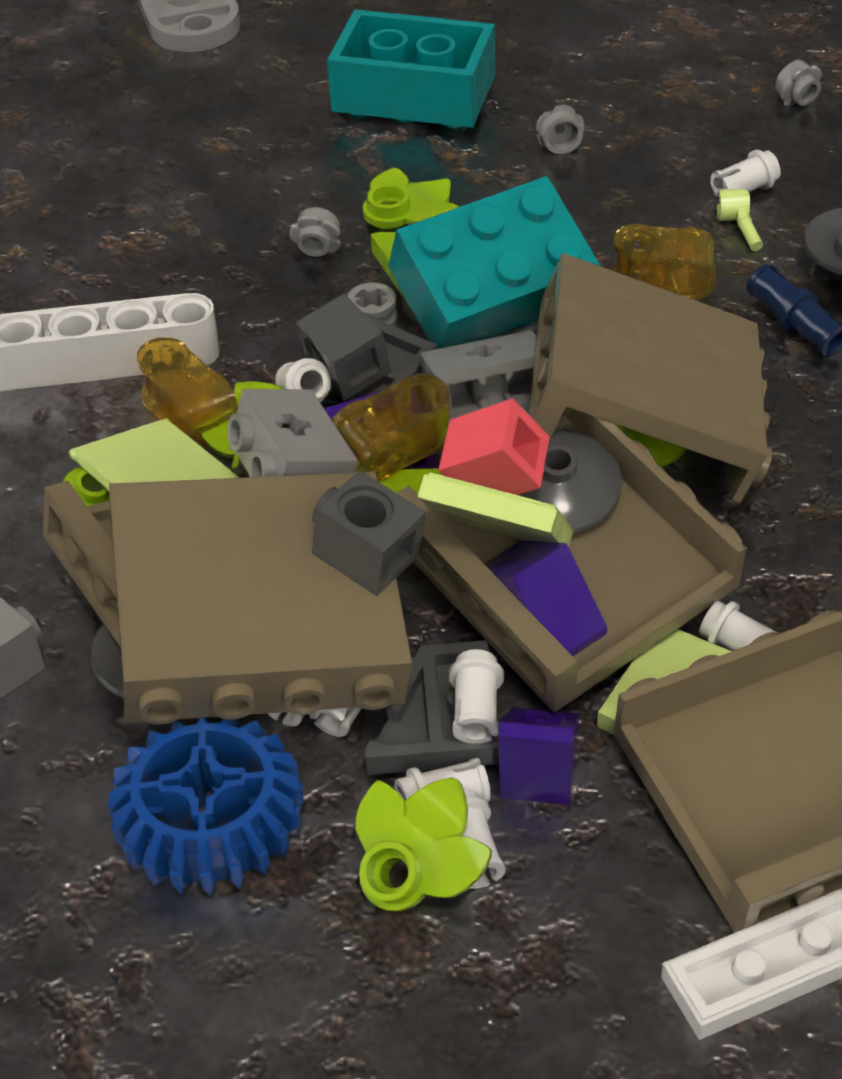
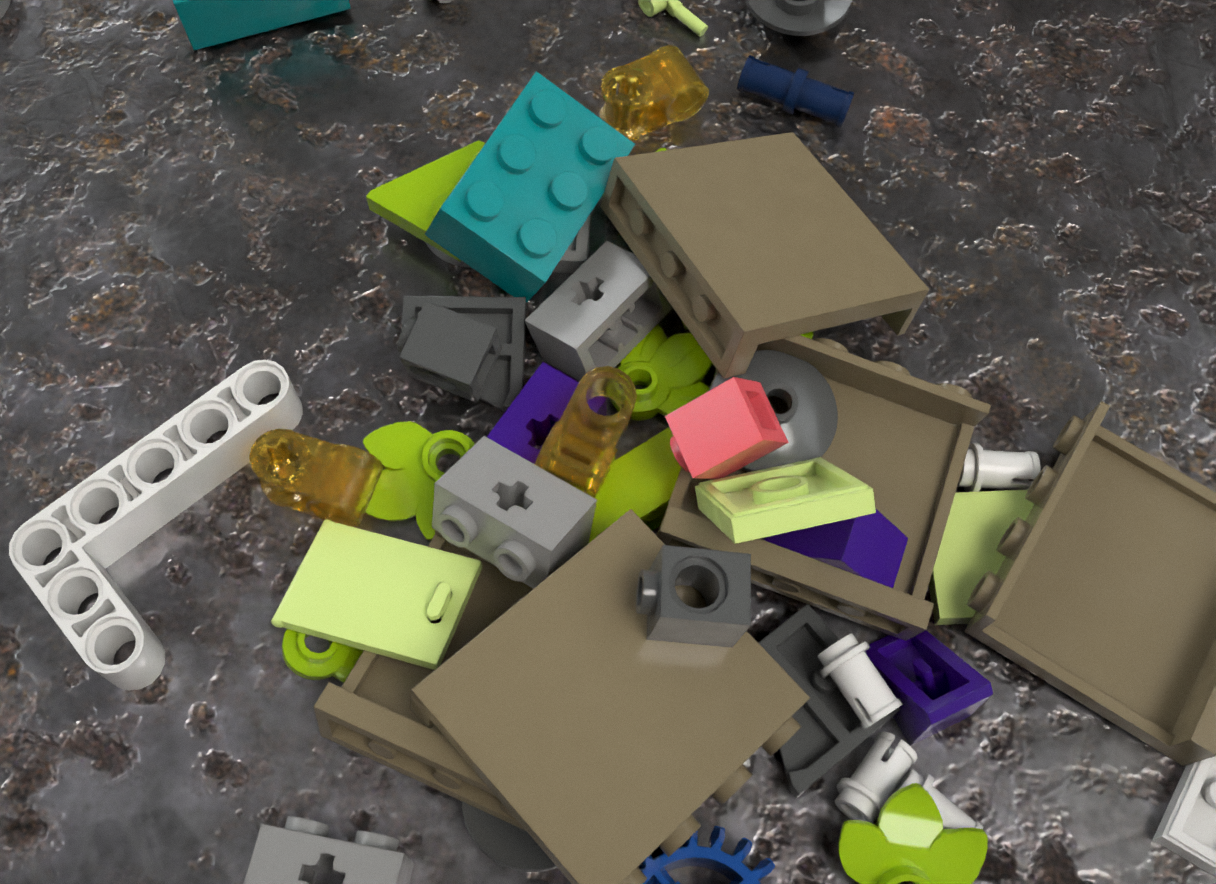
camera: 35 degrees left, 20 degrees up
(314, 373) = (435, 406): white pin -> none
(316, 232) = (297, 212): light grey plate -> none
(375, 301) = (404, 265): light grey bush -> none
(398, 202) = (356, 125): lime plate -> none

